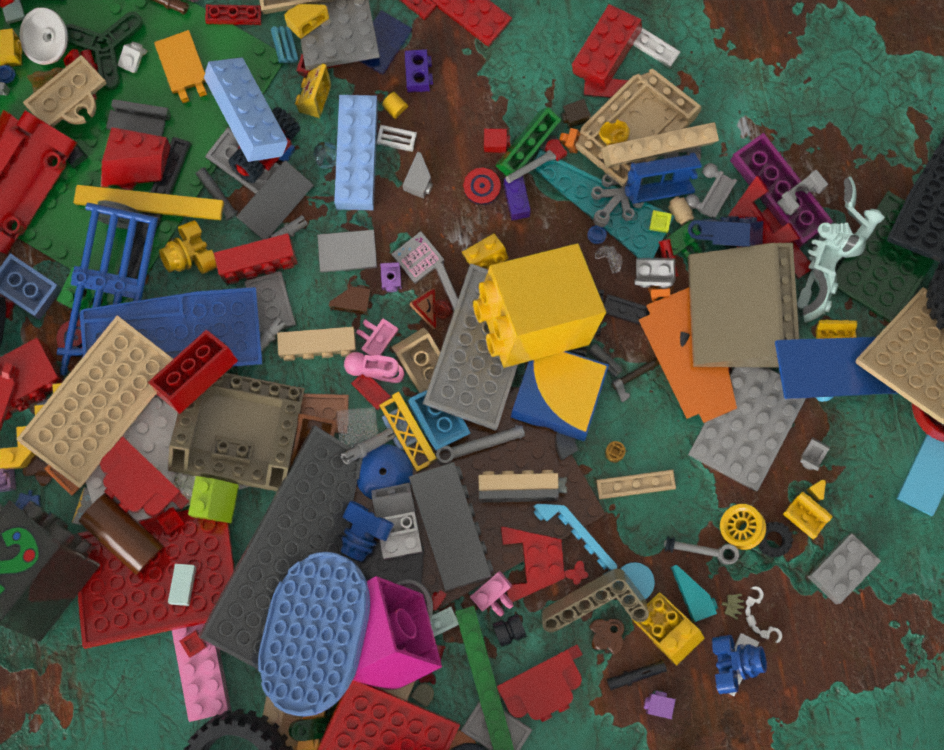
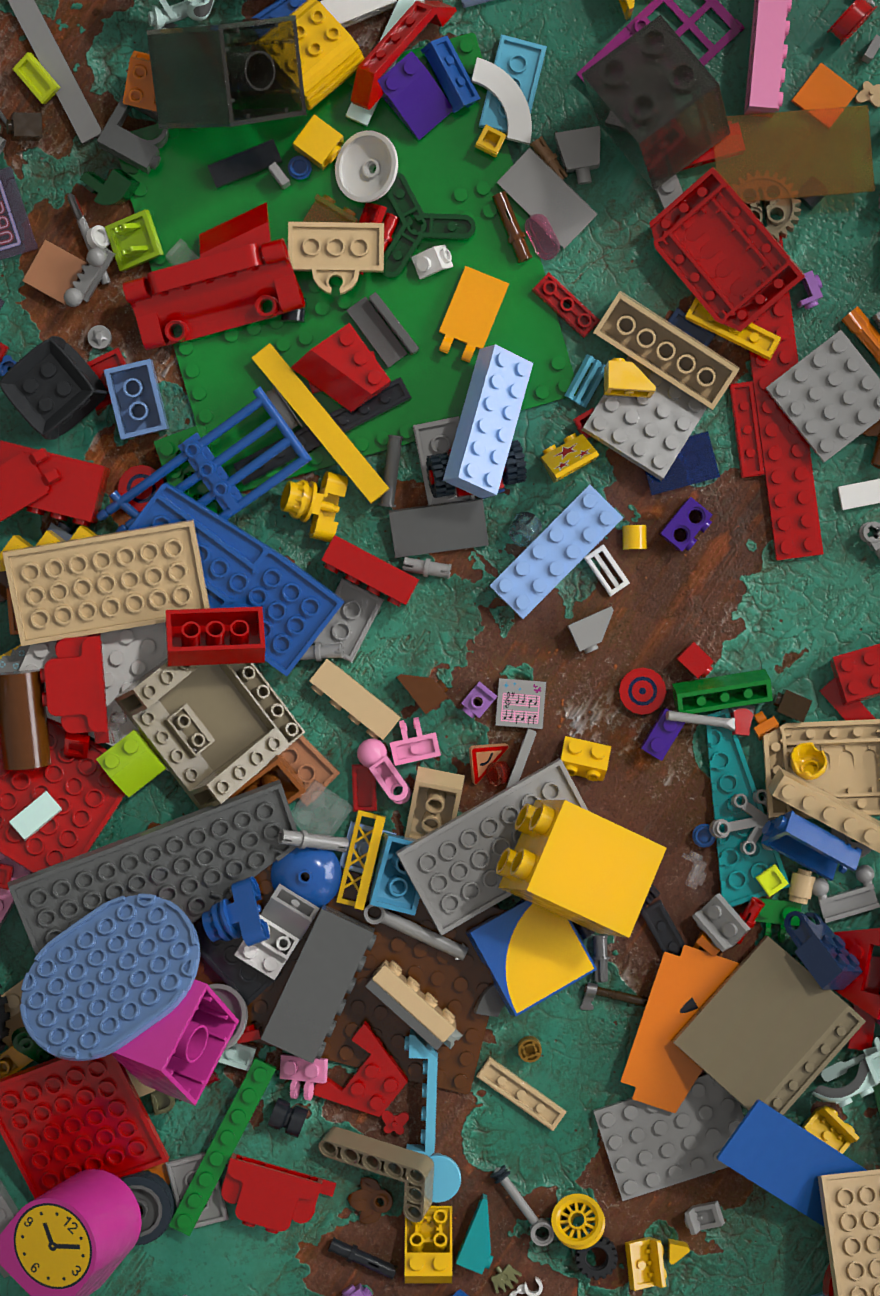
camera: 45 degrees right, 10 degrees up
(347, 251) = (461, 636): light grey tile -> none

